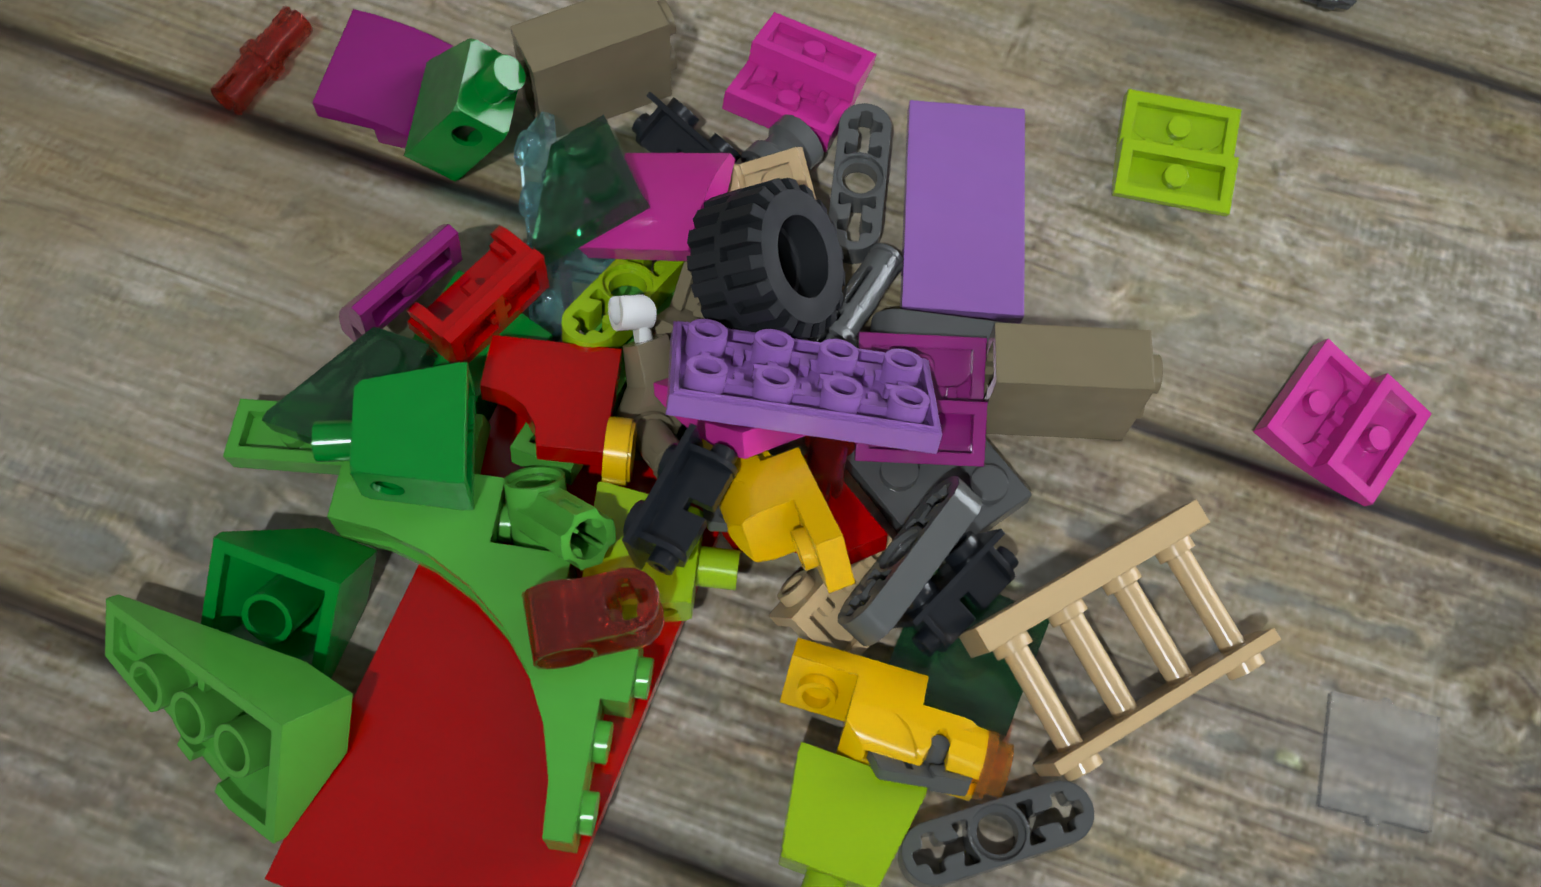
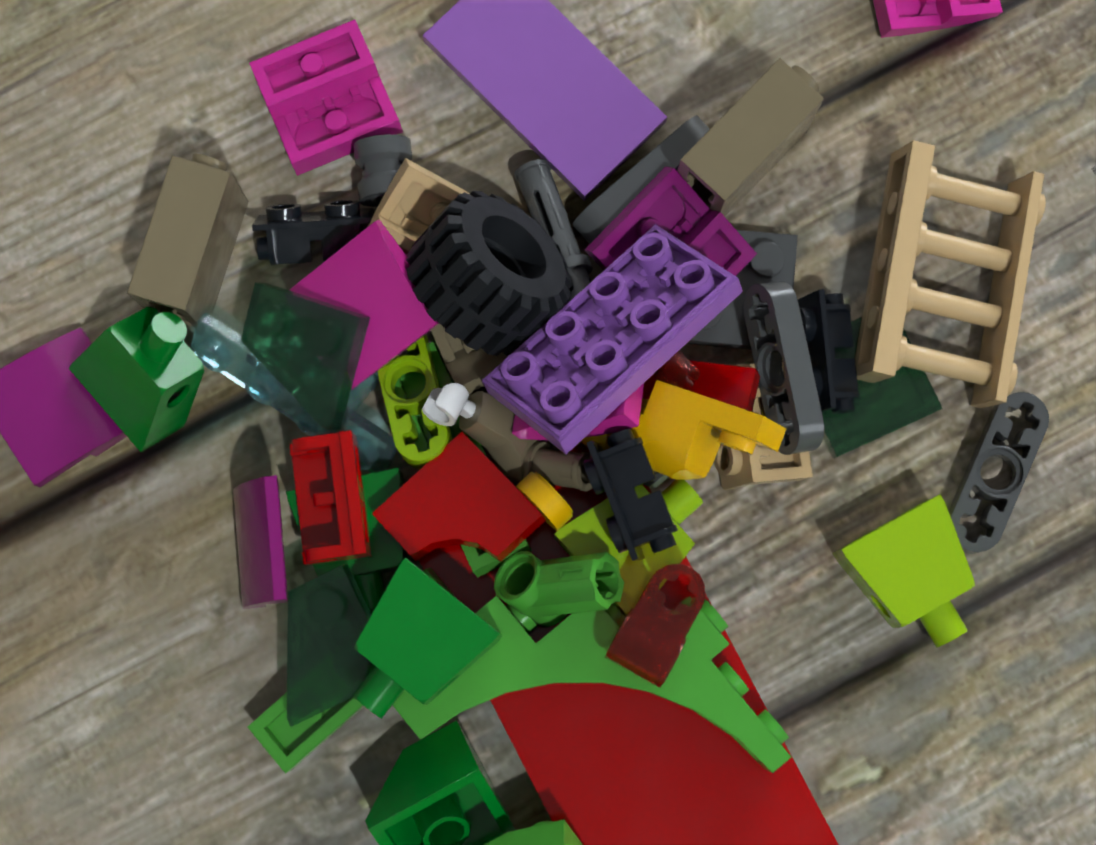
camera: 45 degrees left, 15 degrees up
(873, 164) = (436, 90): dark grey beam -> none
(892, 727) = (880, 482): yellow plate -> none

